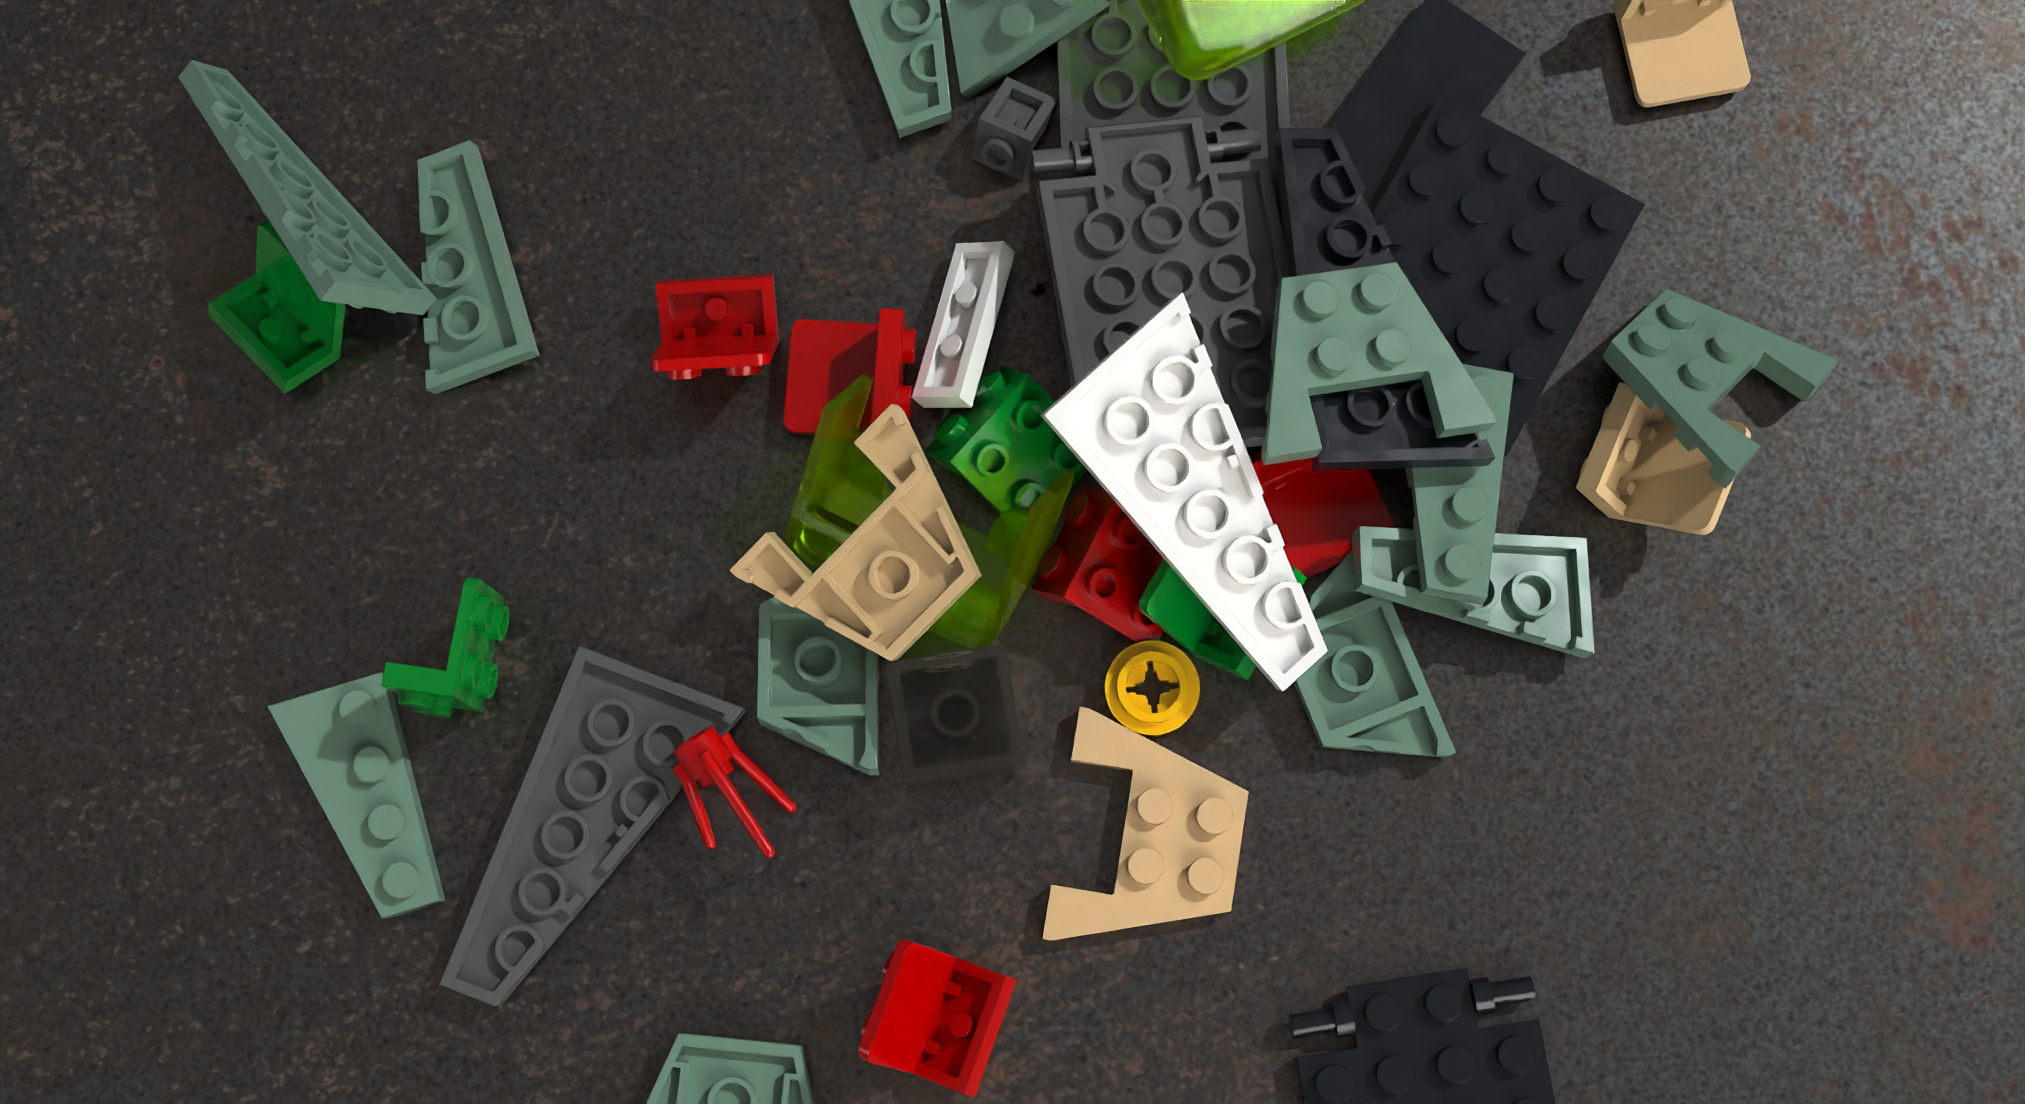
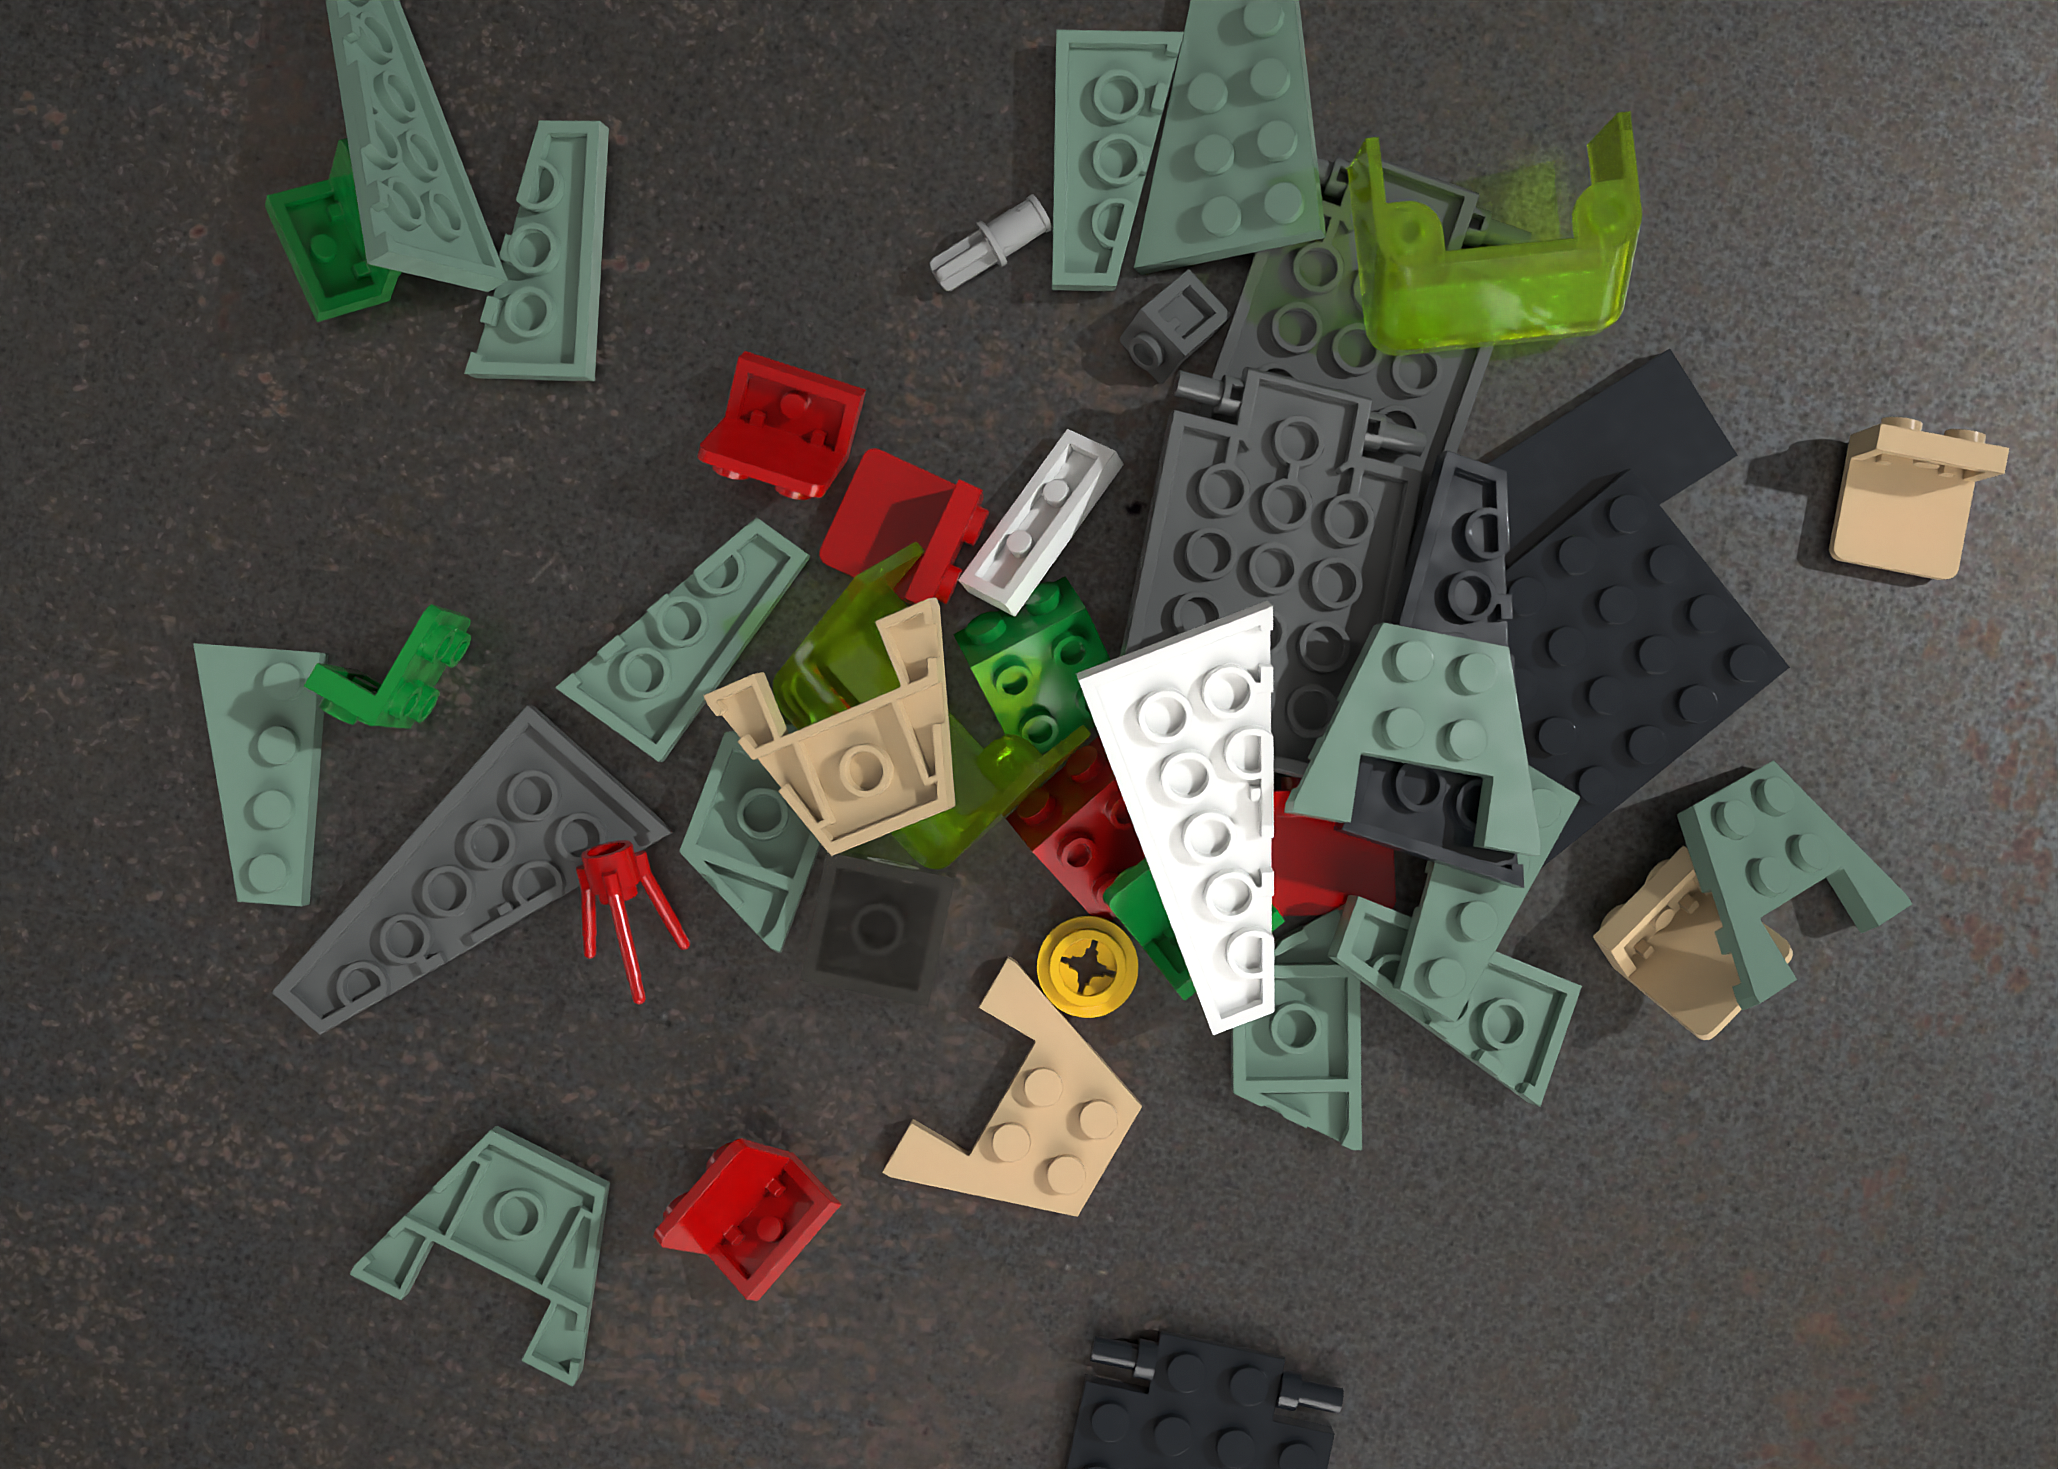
camera: 15 degrees right, 10 degrees up
(683, 575) = (661, 667): none -> sand green wing
(833, 119) = (990, 244): none -> light grey axle

